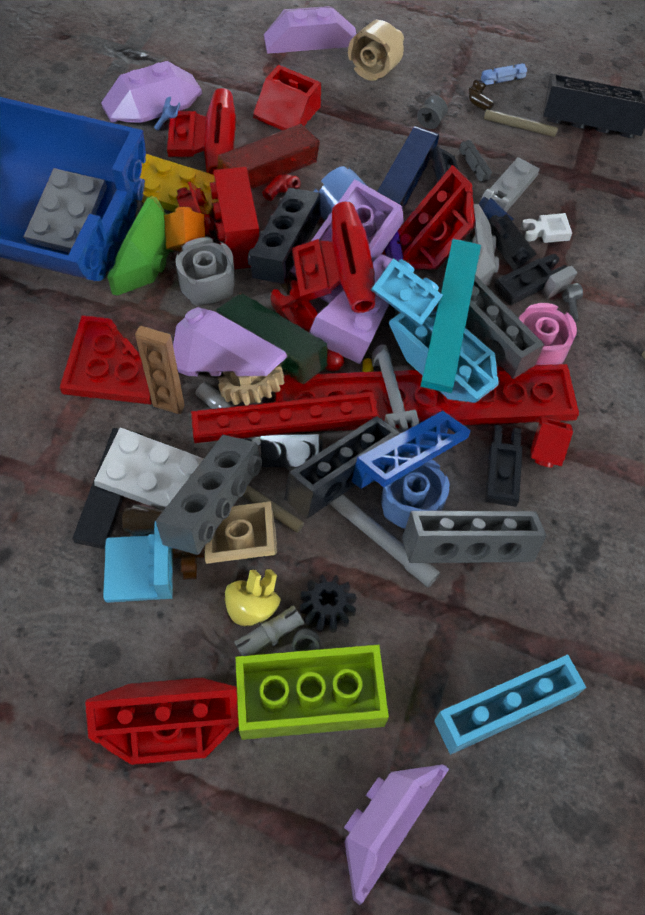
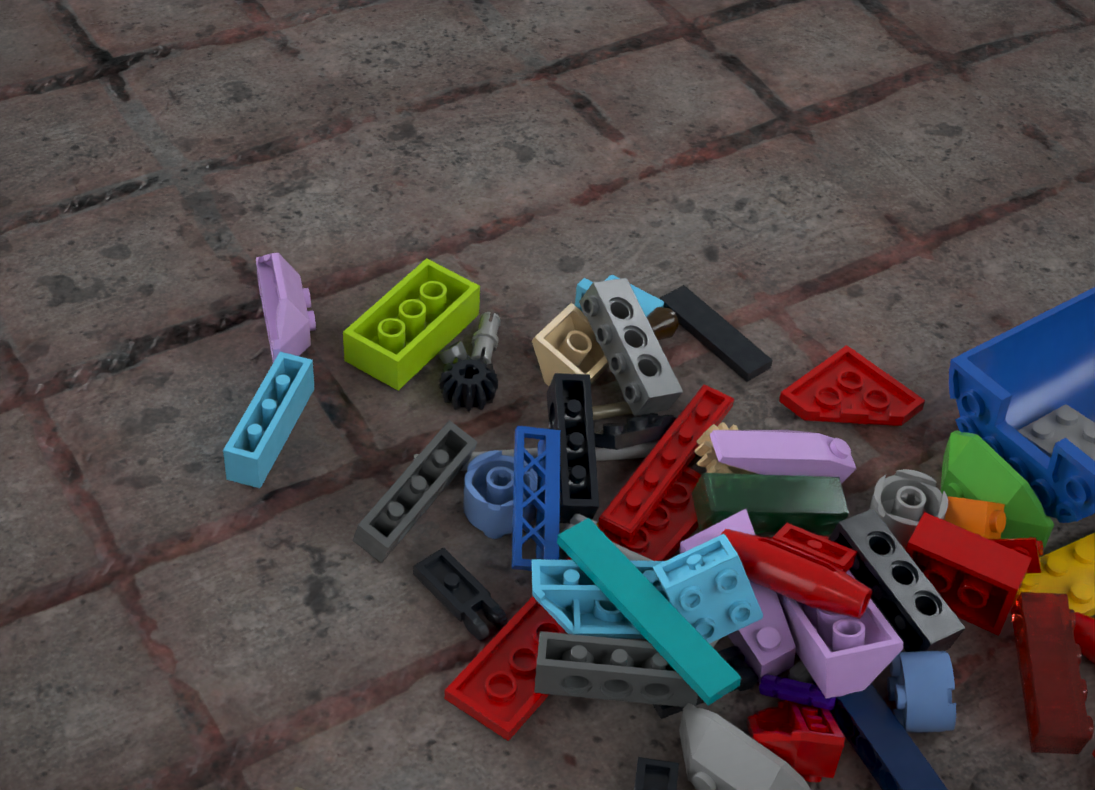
camera: 130 degrees right, 15 degrees down
(145, 469) = (708, 352): white plate -> none
(160, 369) = (779, 368): medium nougat tile -> none
(163, 719) = (493, 245): red wedge -> none
(252, 600) = (514, 339): light yellow piece -> none
(280, 185) = (1007, 674): red arm -> none
(551, 442) = (441, 633): red brick -> none
(553, 329) = (560, 731): bright pink brick -> none

